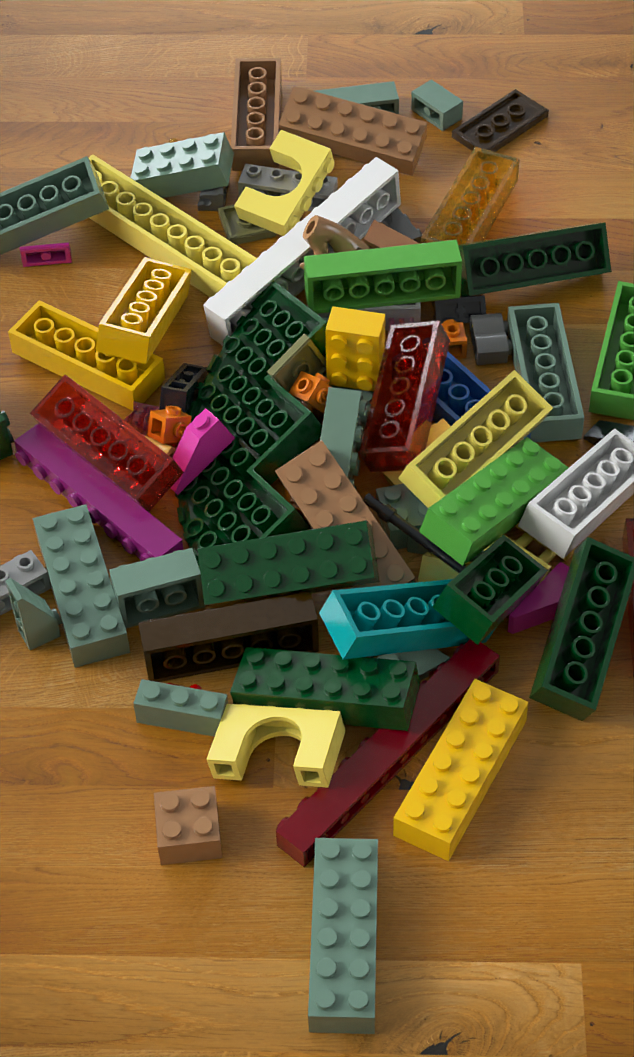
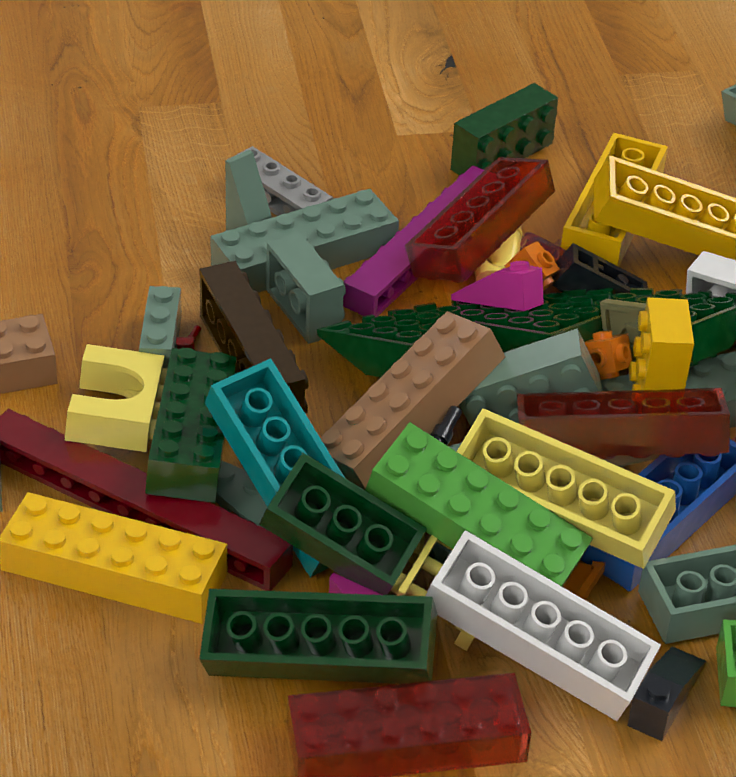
camera: 75 degrees right, 10 degrees down
(288, 564) = (335, 358): dark green brick -> none

